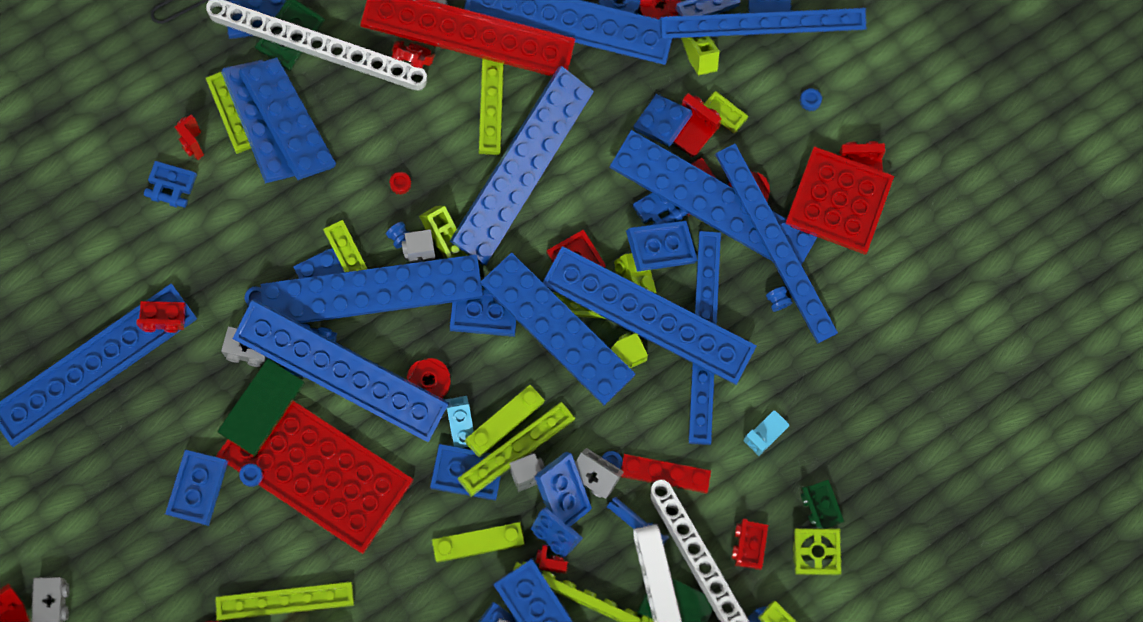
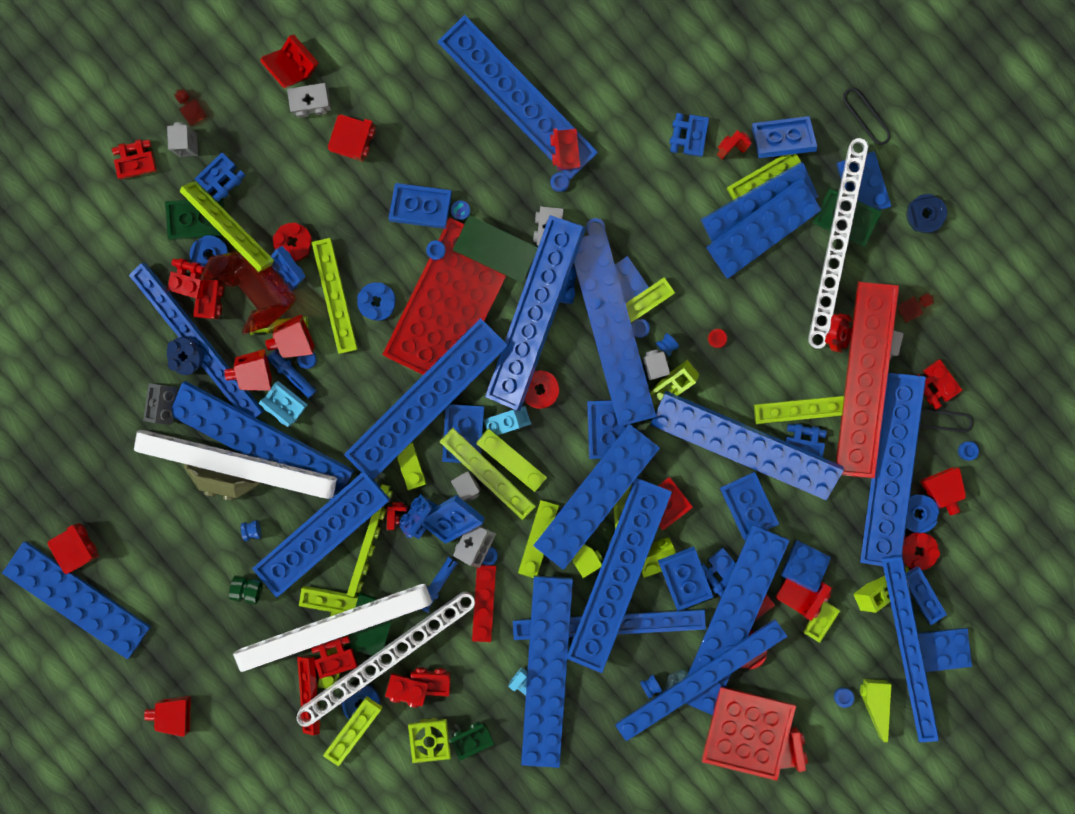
camera: 85 degrees right, 15 degrees up
(103, 557) = (351, 137): none -> red bracket
(191, 85) = (784, 137): none -> blue plate
(197, 330) = (559, 182): none -> blue tile
(210, 444) = (460, 210): none -> blue tile
(287, 548) = (386, 306): none -> blue plate
(375, 260) = (640, 328): none -> blue tile
(421, 506) = (426, 399): none -> blue plate
(519, 94) = (811, 446): none -> blue plate
(588, 171) = (748, 504): none -> blue plate
(614, 411) = (533, 557): none -> lime plate
(750, 409) = (546, 671): none -> blue plate
(756, 571) = (406, 690): none -> red bracket
(772, 272) = (674, 678): none -> clear light blue arm
(820, 65) = (877, 699): none -> lime slope

